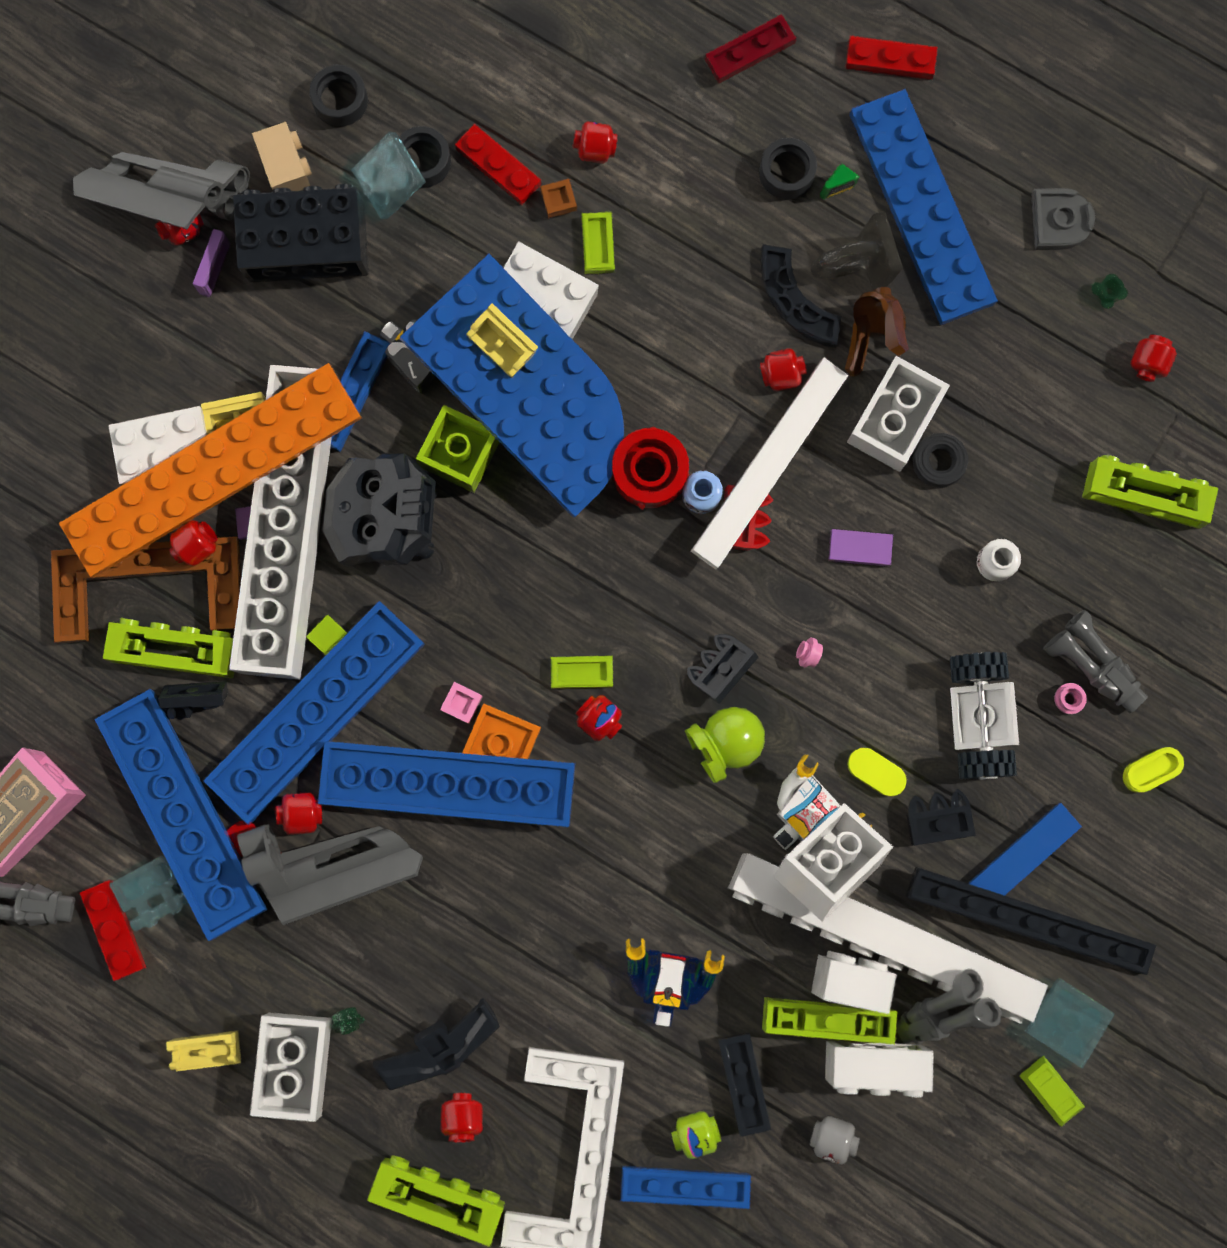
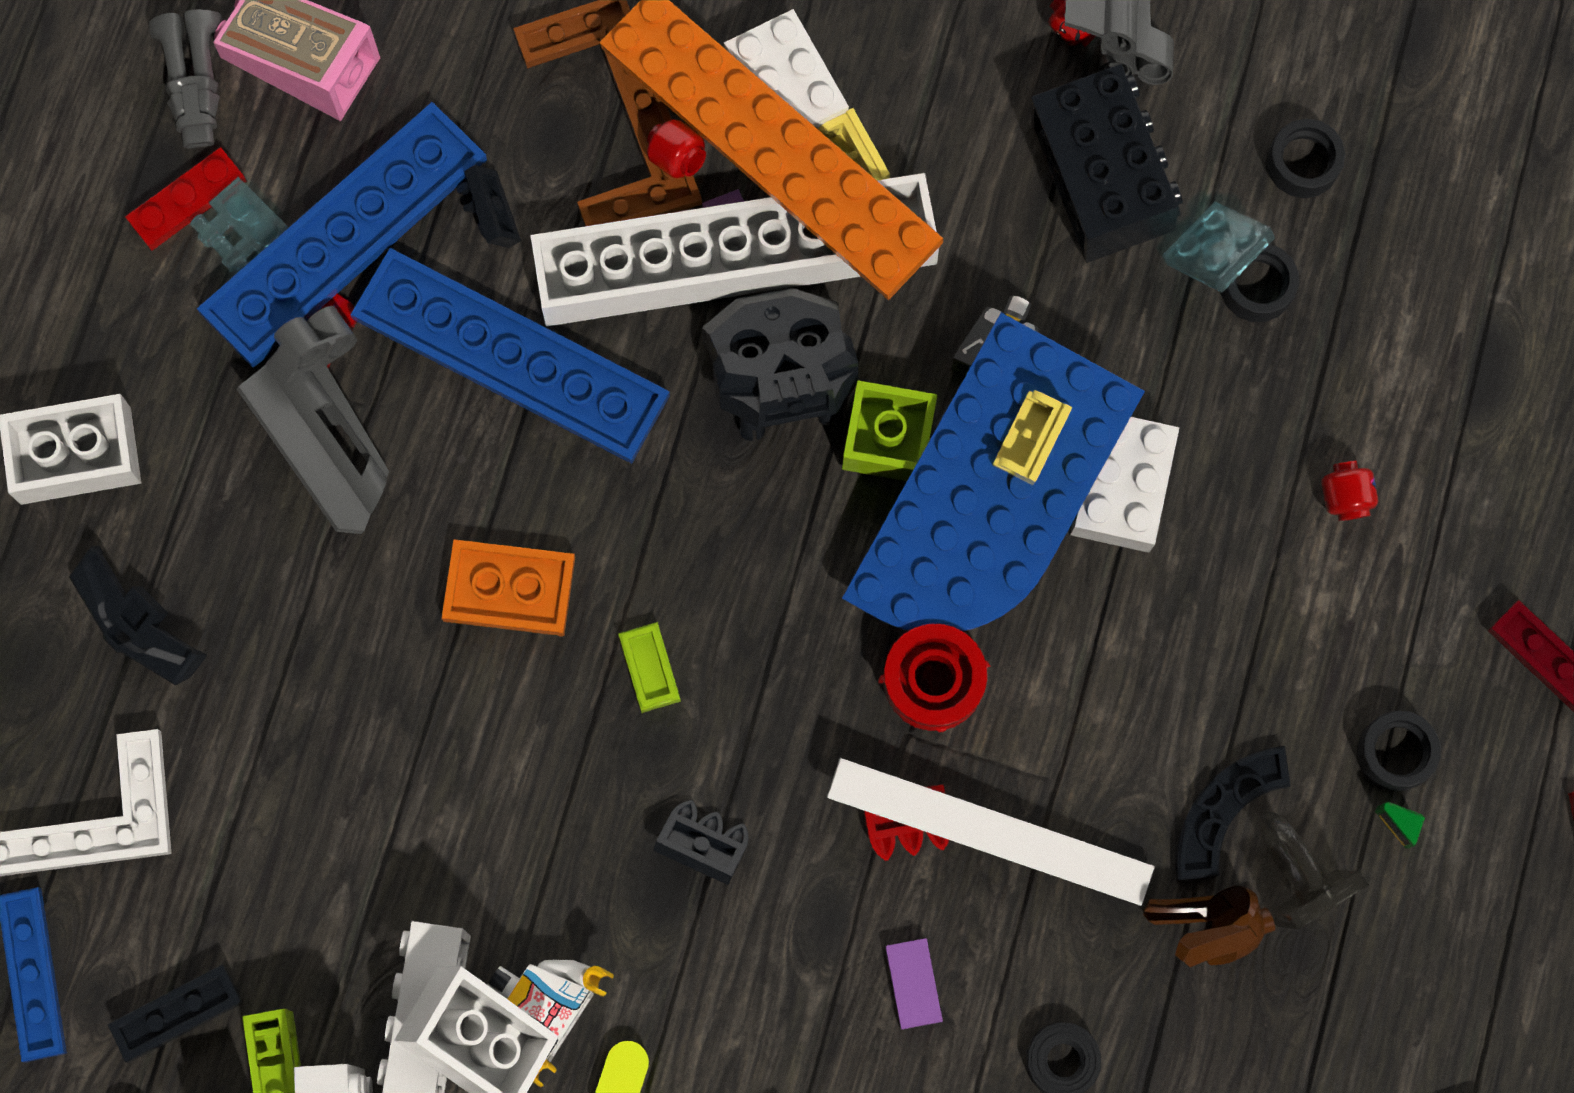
camera: 75 degrees right, 5 degrees down
(121, 641) = (534, 104): lime brick -> none
(204, 1051) = (67, 345): light yellow hinge -> none
(211, 263) = (1037, 70): medium lavender tile -> none
(281, 159) = (1198, 114): tan brick -> none
(299, 813) = (379, 371): red head -> none
(326, 635) = (611, 342): lime tile -> none
(346, 1021) = (140, 500): clear green plate -> none
(360, 377) = (945, 289): blue tile -> none
(447, 783) = (460, 538): blue plate -> none
(461, 702) = (568, 528): bright pink plate -> none
(461, 1118) = (54, 671): red head -> none
(498, 164) = (1282, 379): red plate -> none
(558, 198) = (1260, 466): dark orange plate -> none
(598, 243) = (1218, 534): lime tile -> none
(599, 718) = (594, 702): red head -> none
(670, 979) = (285, 880): torso -> none
(696, 1135) = (97, 968): lime head -> none
(702, 492) = (924, 753): light blue head -> none
(729, 740) = (607, 872): lime tile -> none
(783, 369) = (1120, 816): red head -> none
(809, 653) = (752, 951): bright pink plate -> none
(898, 414) = (1105, 983): white brick -> none
(923, 207) = (1407, 948): blue plate -> none

